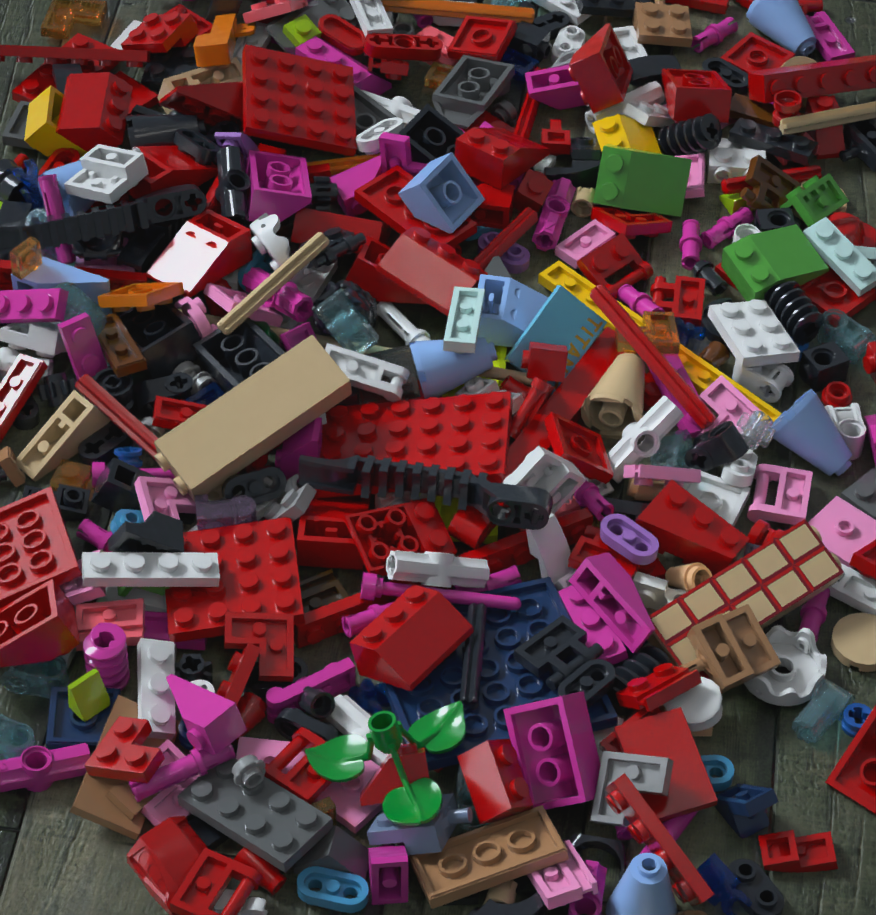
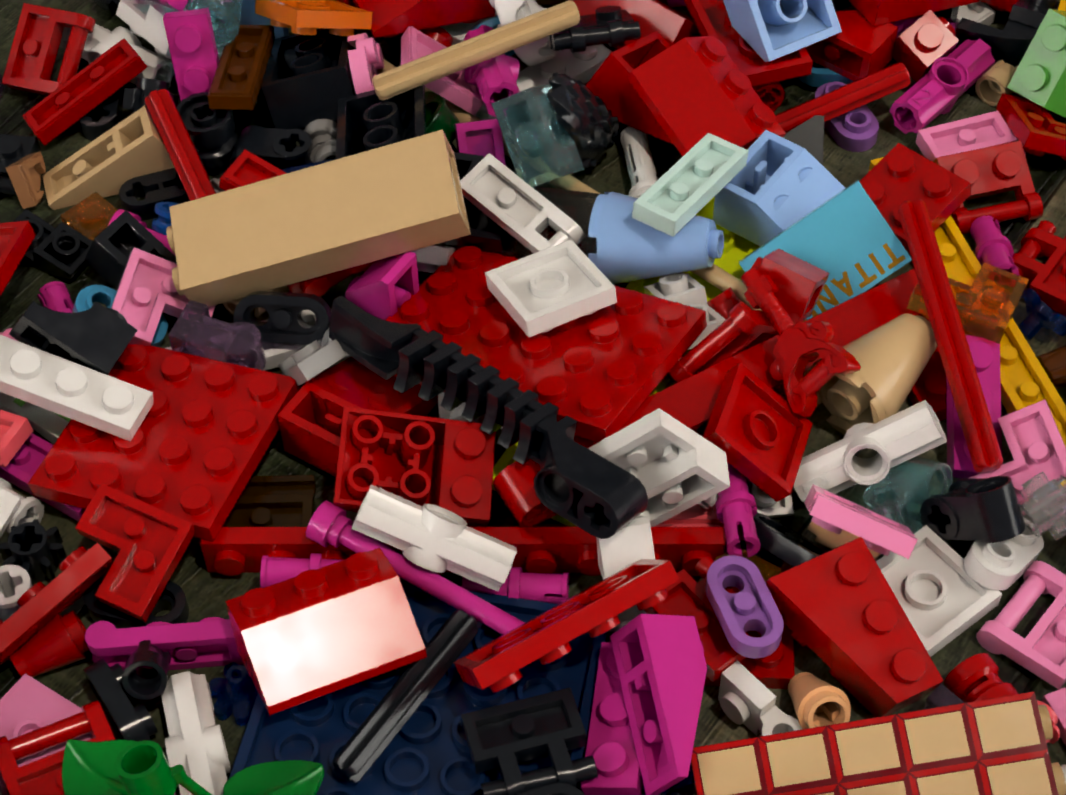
camera: 30 degrees right, 5 degrees up
(415, 409) = (550, 288): none -> white plate
(542, 582) = (549, 634): none -> red plate
(575, 391) = (798, 346): none -> red piece
(577, 278) = (910, 176): none -> red plate

